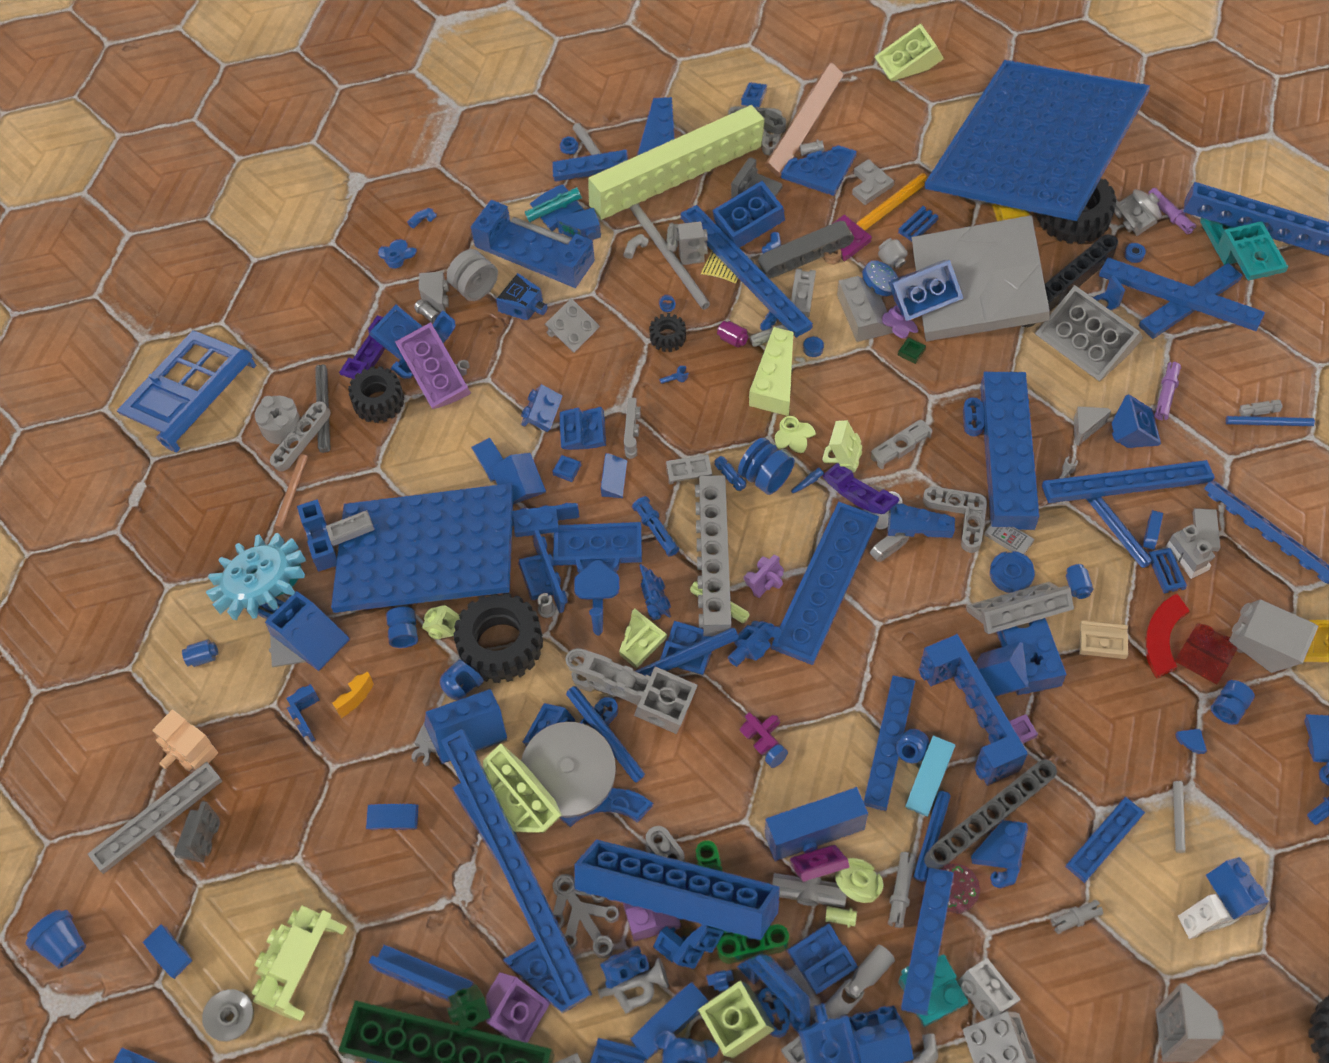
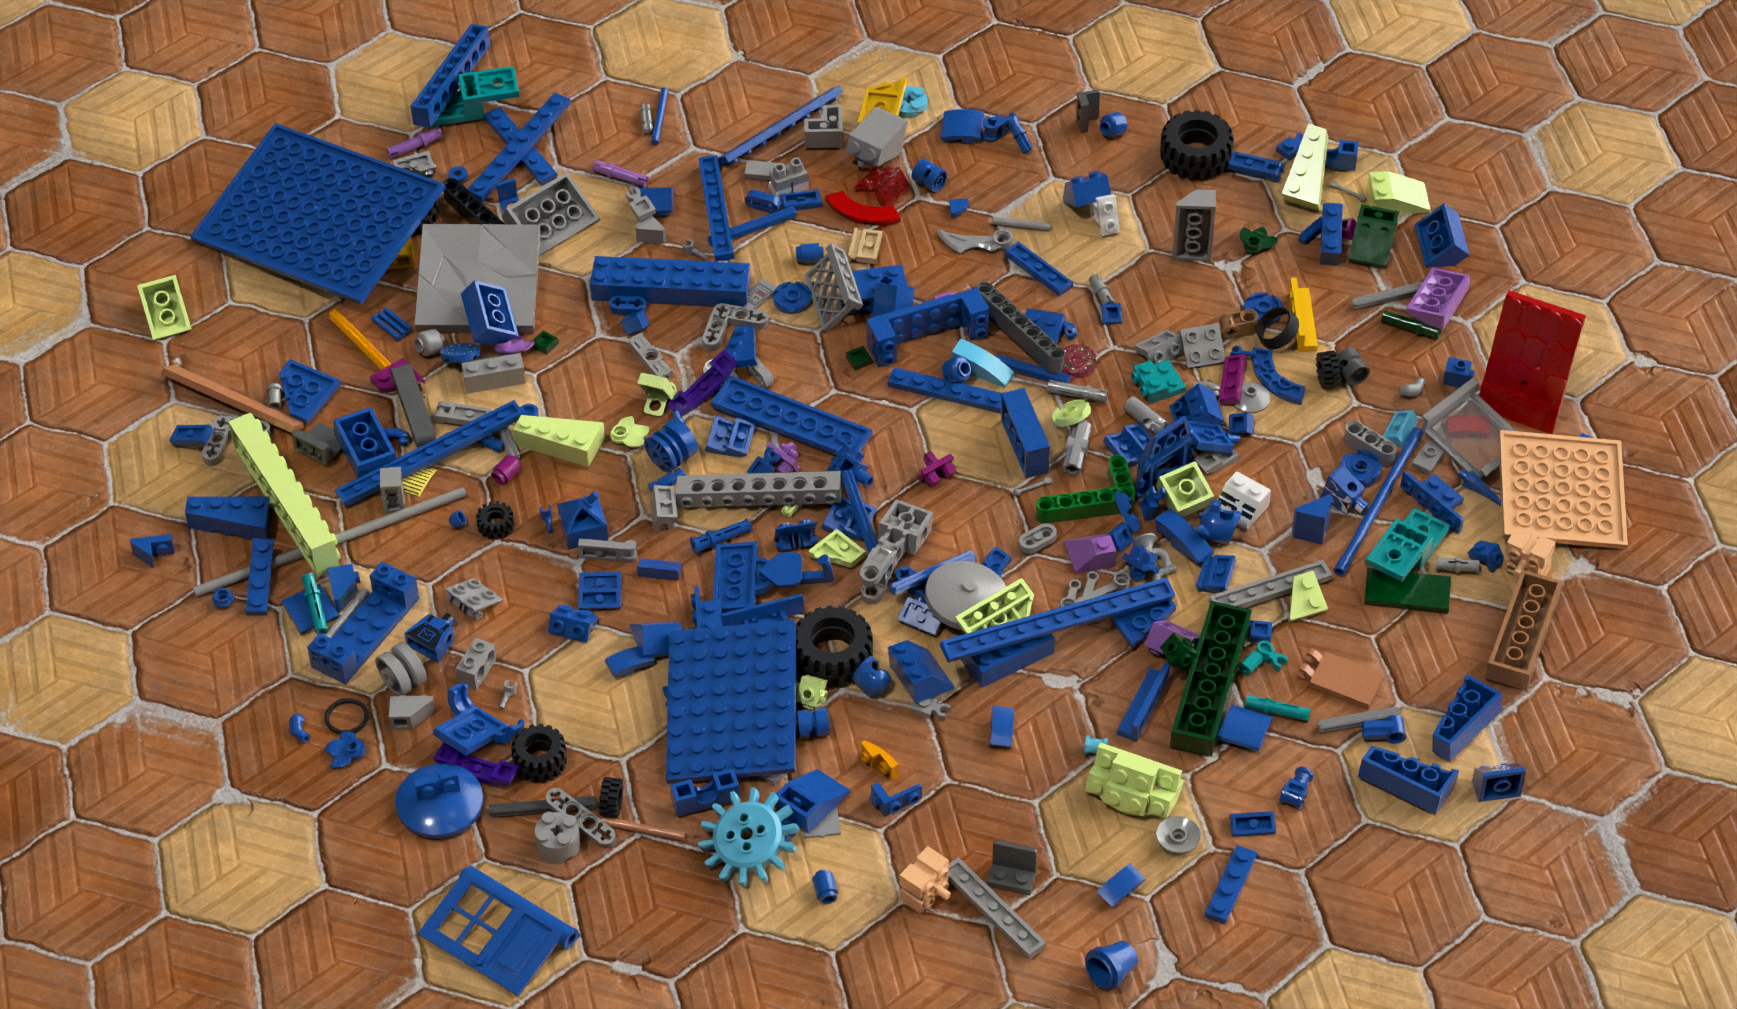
camera: 90 degrees left, 10 degrees down
(316, 455) = (611, 797): none -> black tyre
(331, 326) = (439, 800): none -> blue bracket
(350, 528) = (706, 756): light grey plate -> none
(360, 920) = (1092, 744): none -> medium azure bush
(423, 307) = (427, 721): light grey pin -> none
(432, 367) = (510, 703): medium lavender slope -> none
(440, 263) = (347, 700): none -> black piece
(486, 335) = (476, 663): none -> light grey brick
(546, 607) = (799, 611): light grey pin -> none
(566, 468) = (644, 604): blue tile -> none
(619, 87) = (147, 547): none -> blue slope
(633, 244) = (373, 546): light grey arm -> none
(665, 402) = (582, 520): none -> blue piece
(672, 237) = (373, 511): light grey axle -> none
(678, 889) = (1083, 513): blue brick -> none
(750, 556) = (764, 465): none -> blue plate
(759, 859) = (1047, 481): none -> light grey hinge
(772, 121) = (224, 424): dark grey beam -> none
(776, 756) = (959, 461): blue tile -> none
(796, 525) = (730, 437): none -> blue slope
(819, 863) = (1059, 432): magenta plate -> none
(841, 916) = (1099, 426): yellowish green pin -> none
(874, 182) = (328, 351): light grey plate -> none
(924, 641) = (858, 358): none -> dark green tile
(927, 942) = (1123, 371): blue plate -> none
(949, 425) = (635, 322): none -> blue slope
(1041, 930) = (1111, 313): none -> blue slope
(1104, 404) = (640, 205): none -> light grey plate
(1133, 749) = (961, 243): none -> light grey piece
(1149, 202) = (407, 150): light grey dish -> none
(1280, 586) = (825, 131): none -> light grey brick

